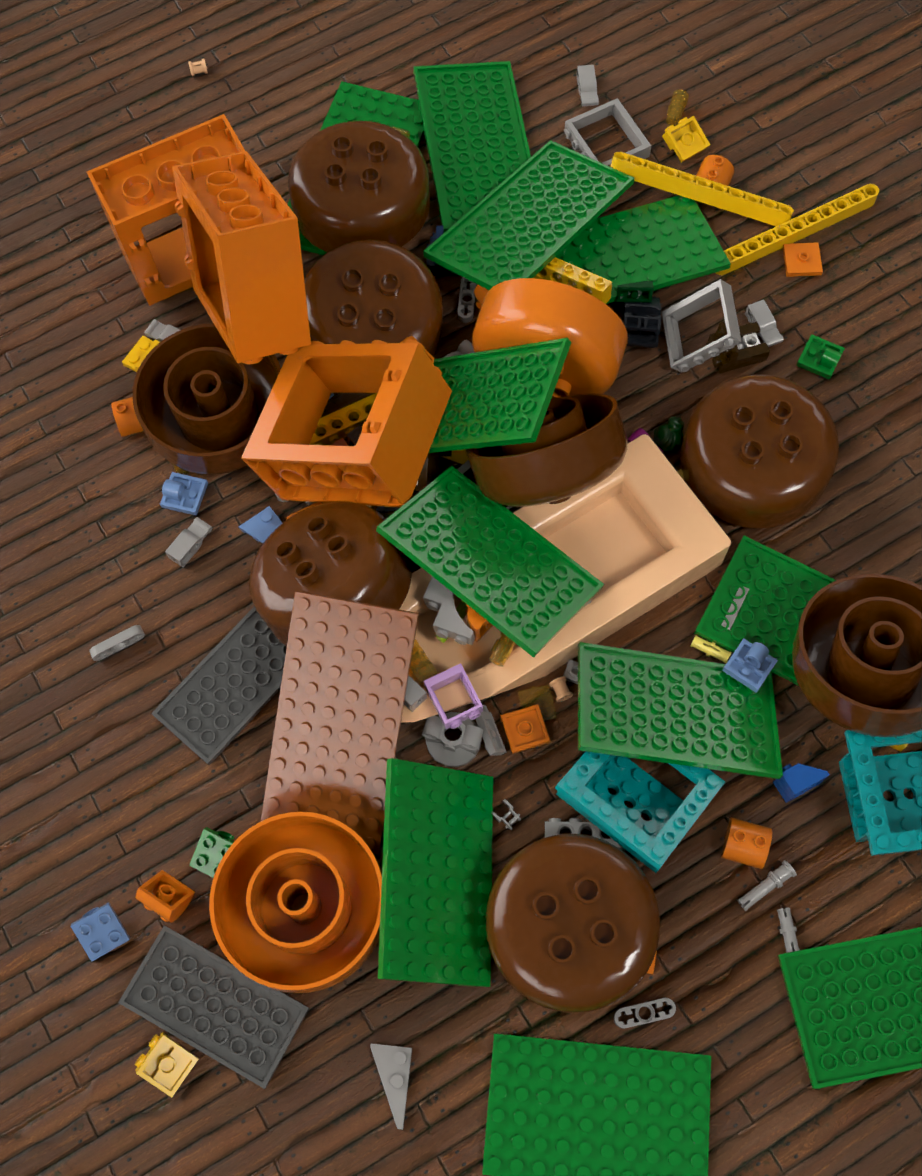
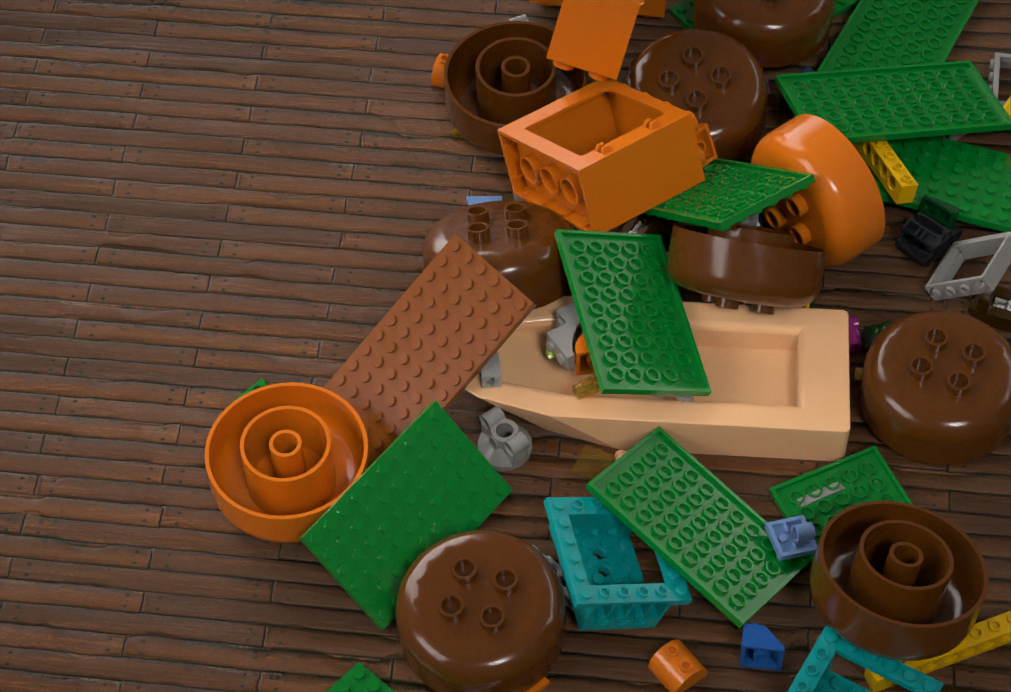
camera: 35 degrees right, 15 degrees down
(100, 931) = (133, 401): medium blue plate -> none
(117, 643) = (294, 219): light grey beam -> none
(165, 896) = (196, 406): orange brick -> none
(165, 1064) = (105, 516): yellow plate -> none
(183, 493) = (443, 148): medium blue plate -> none
(188, 542) = (417, 184): light grey piece -> none
(214, 1006) = (171, 505): dark grey plate -> none
(225, 688) = (350, 301): dark grey plate -> none
(394, 1070) = (262, 637): light grey wing -> none
(421, 666) = (514, 358): clear yellow brick -> none
(445, 678) = (523, 378): lavender window -> none
(491, 736) = (537, 455): light grey hinge -> none
(508, 824) = (506, 523): light grey piece -> none
(525, 728) = (567, 473): orange plate -> none
(710, 649) = (772, 512): light yellow pin -> none

